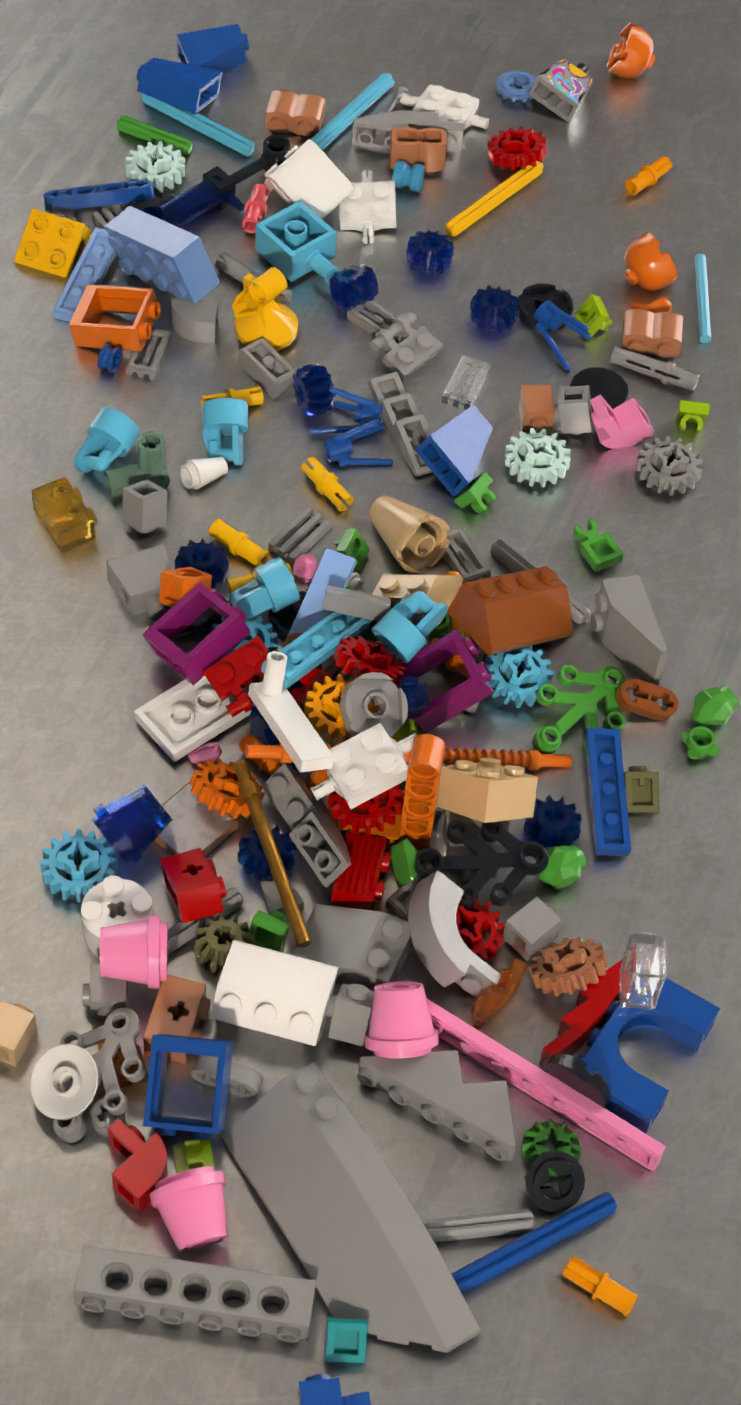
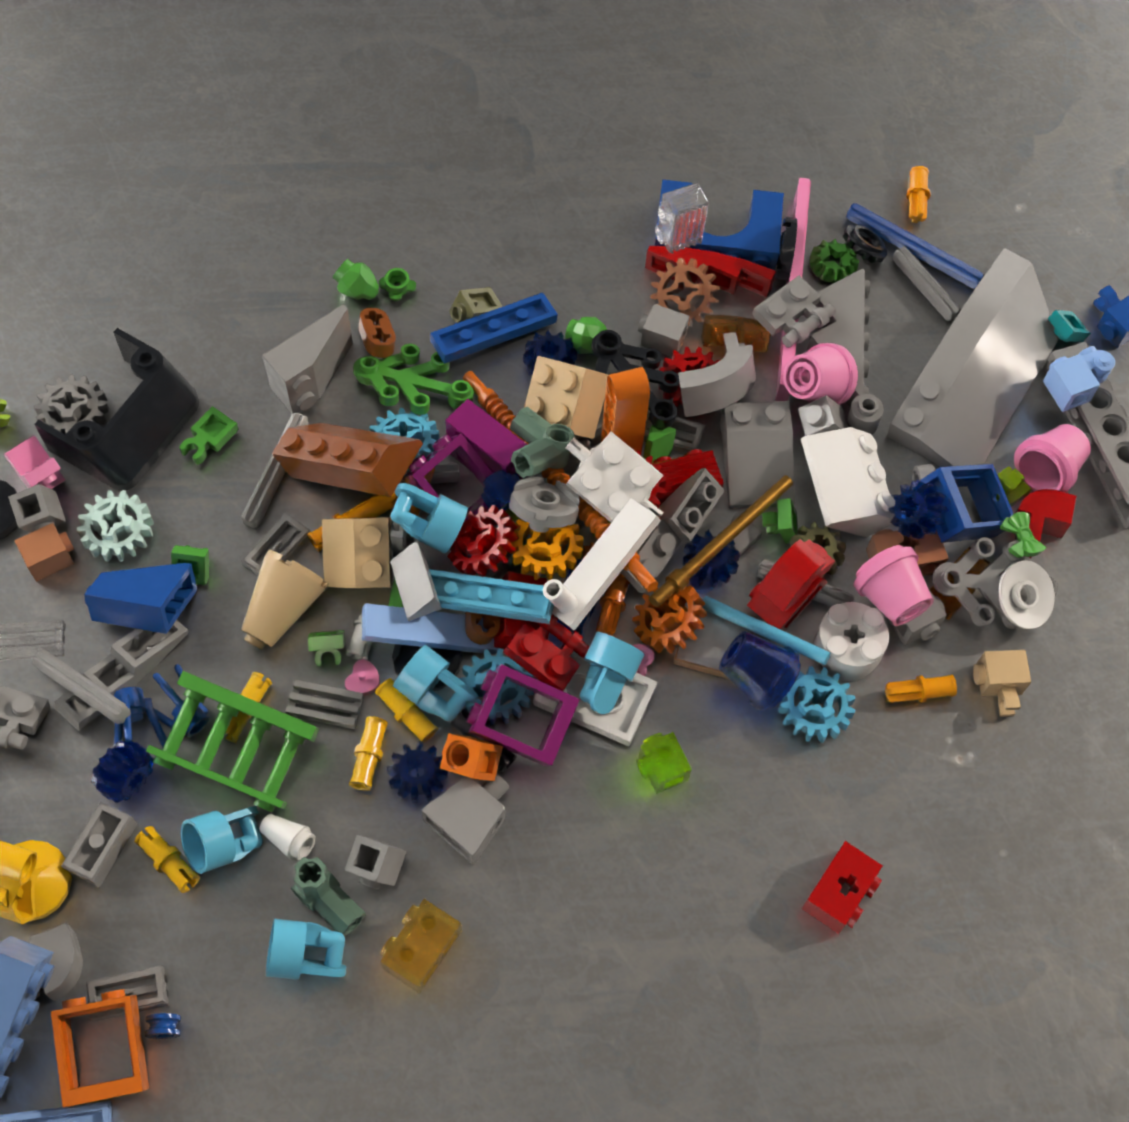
camera: 115 degrees left, 10 degrees up
(40, 961) = (921, 689): none -> light orange axle
(102, 729) = (663, 762): none -> clear neon green brick
(111, 1113) = (1027, 544): none -> bright green piece
(166, 848) = (766, 630): none -> medium azure bar
(195, 869) = (795, 573): none -> red brick
(199, 1013) = (918, 509): none -> clear blue gear
(201, 709) = (611, 666): none -> medium azure piece
(262, 1261) = (1077, 378): none -> light blue brick
(310, 471) = (229, 705): none -> bright green fence
(341, 1057) = (865, 413): none -> light grey brick
(396, 384) = (81, 687): none -> light grey axle
(464, 745) = (545, 445): none -> sand green piece
(472, 715) = (486, 436): none -> magenta window
(499, 1037) = (787, 305): none -> light grey plate
(631, 507) = (138, 430): none -> black windscreen

